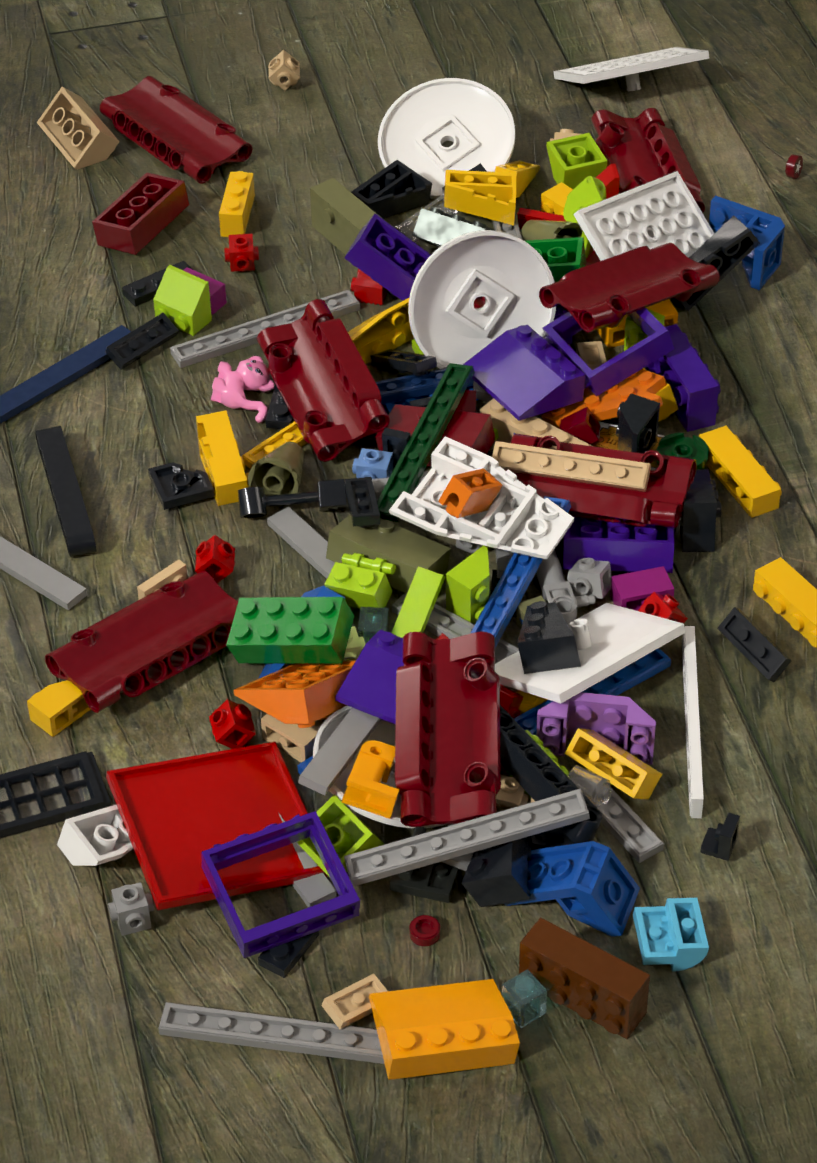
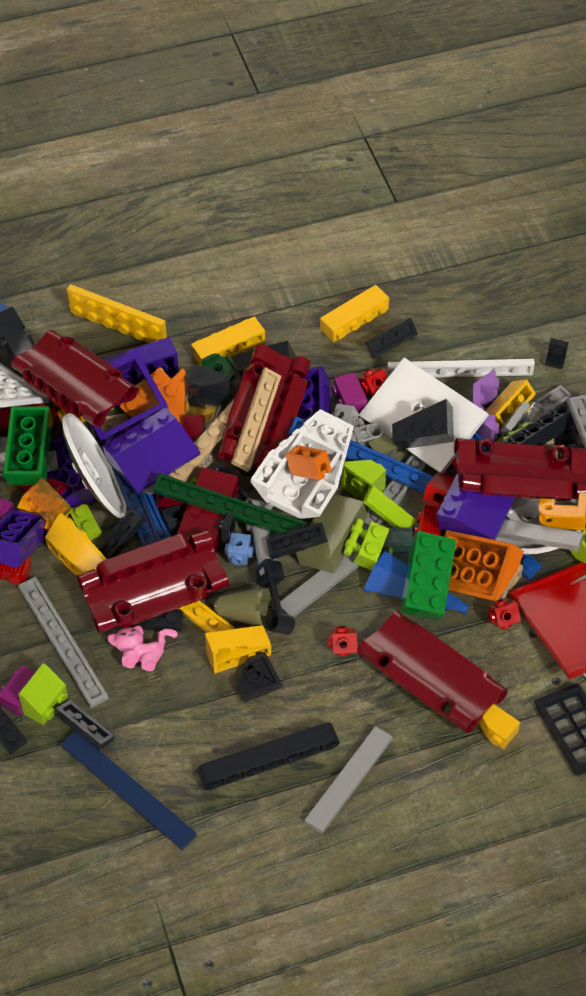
camera: 95 degrees left, 10 degrees up
(175, 572) = (369, 674): tan plate -> none
(570, 752) = (514, 418): none -> light grey tile
(773, 357) = (115, 315): none -> yellow plate

